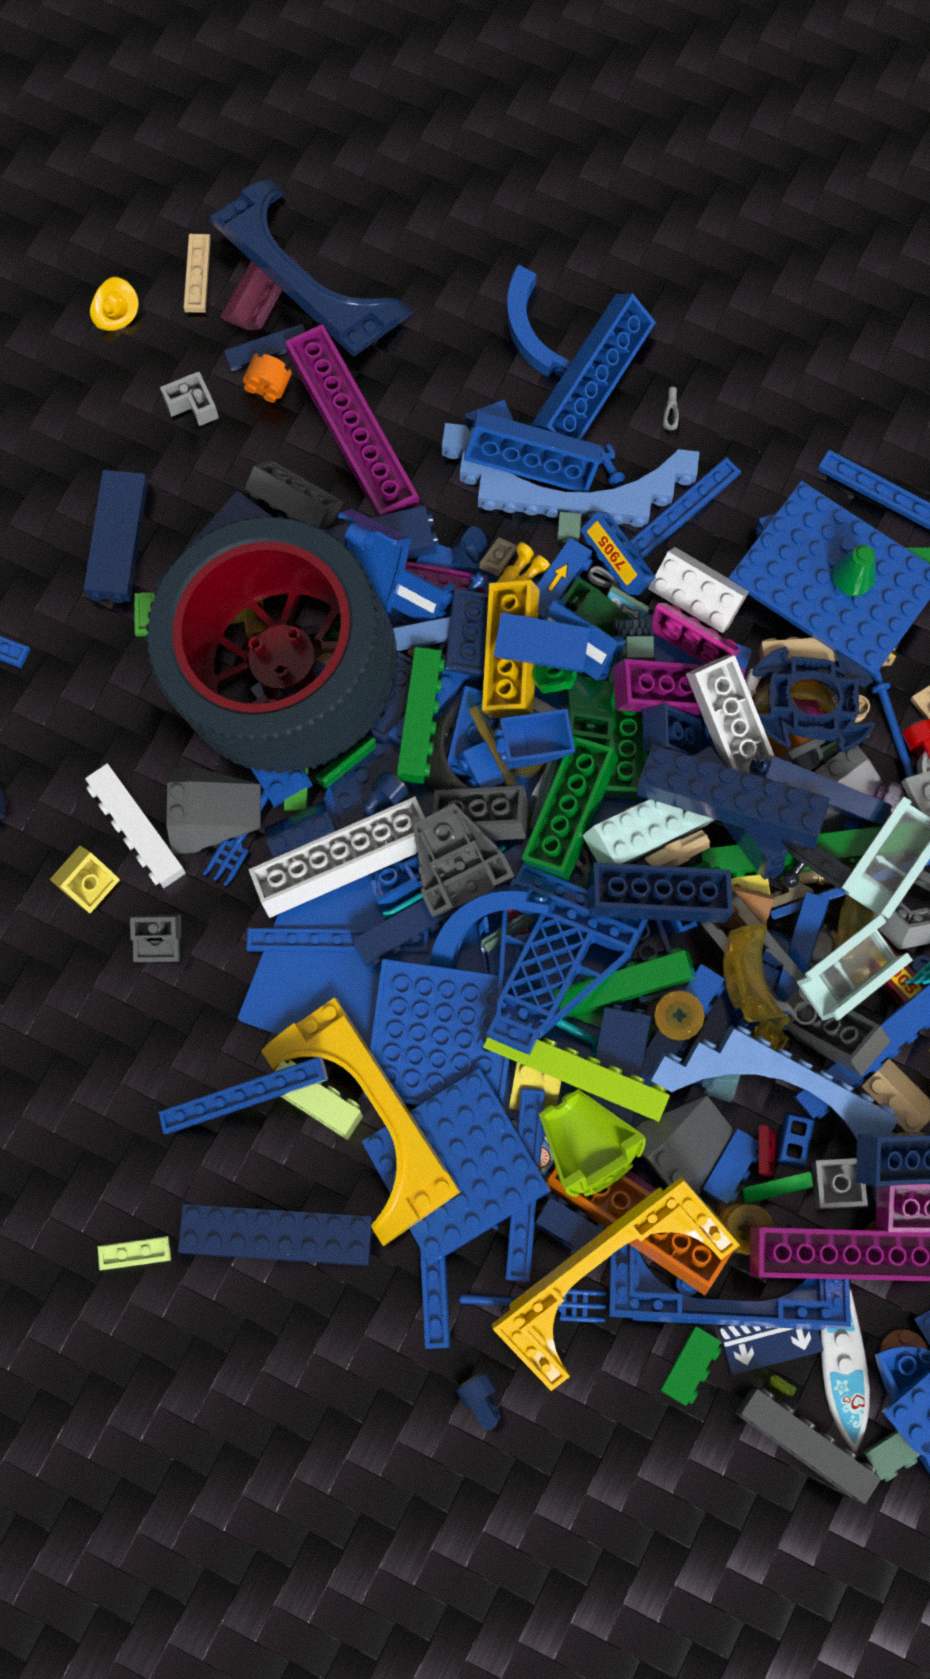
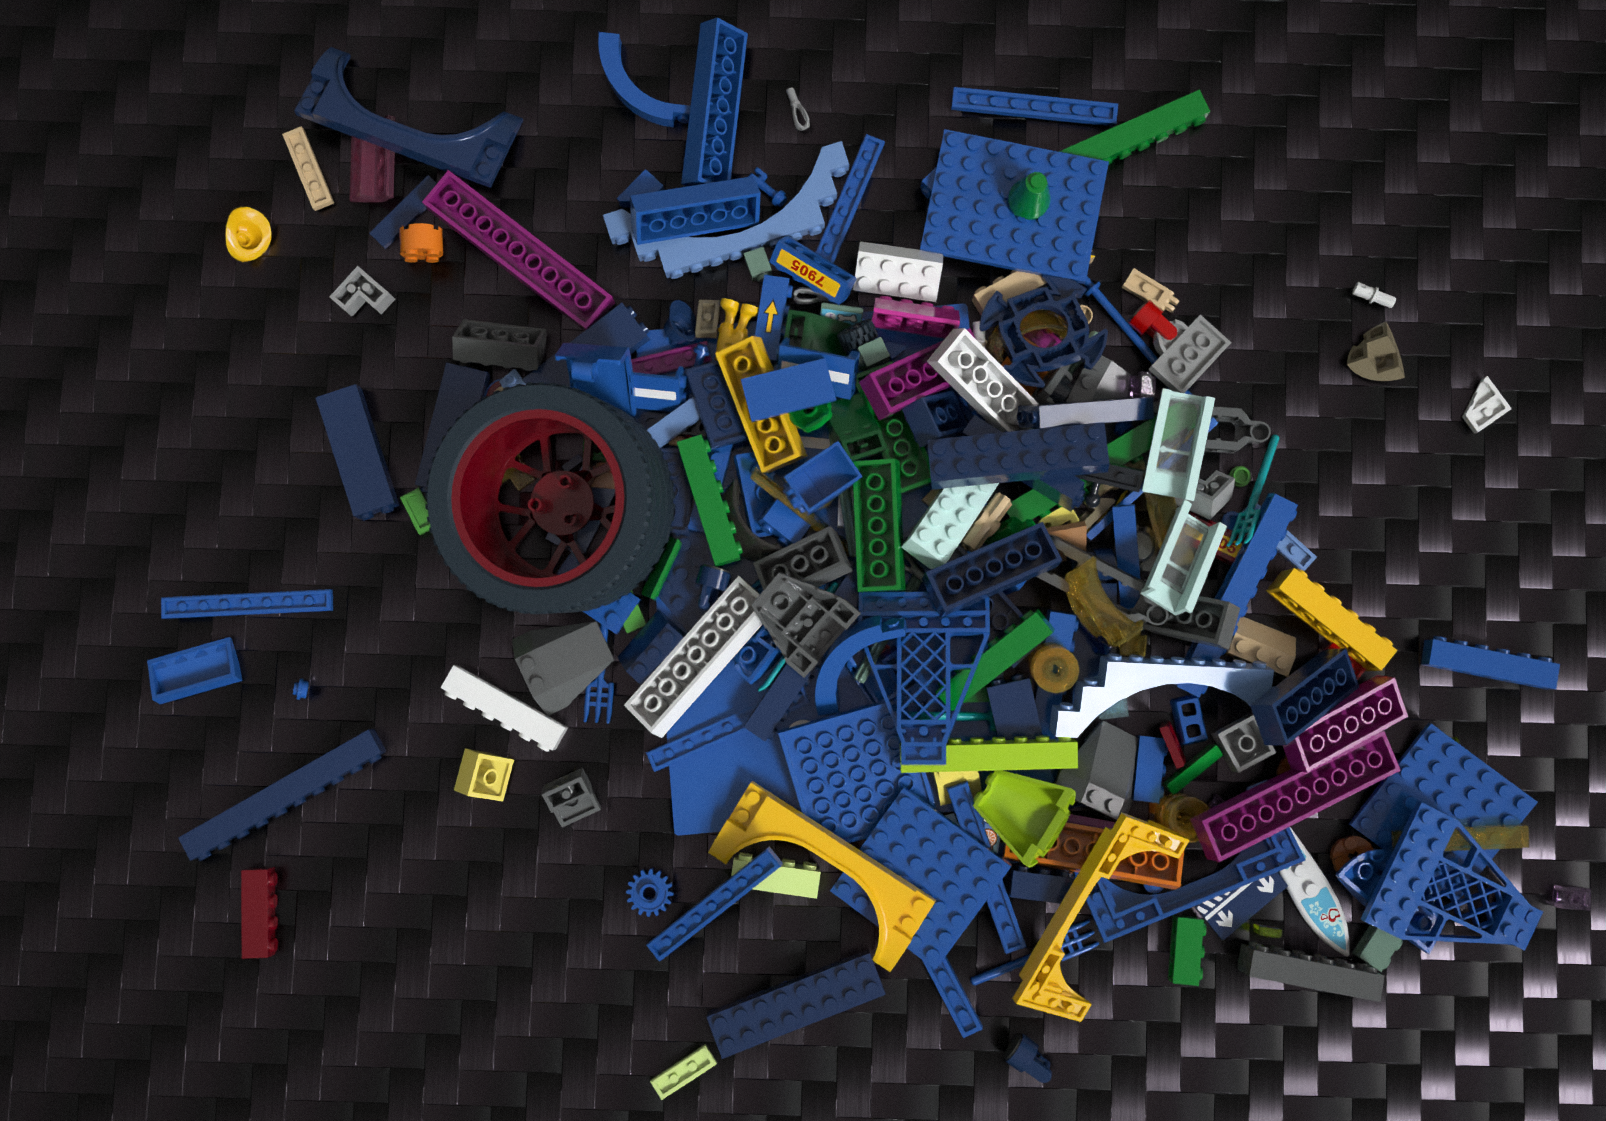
camera: 25 degrees left, 10 degrees up
(181, 1051) = (644, 902): none -> blue gear

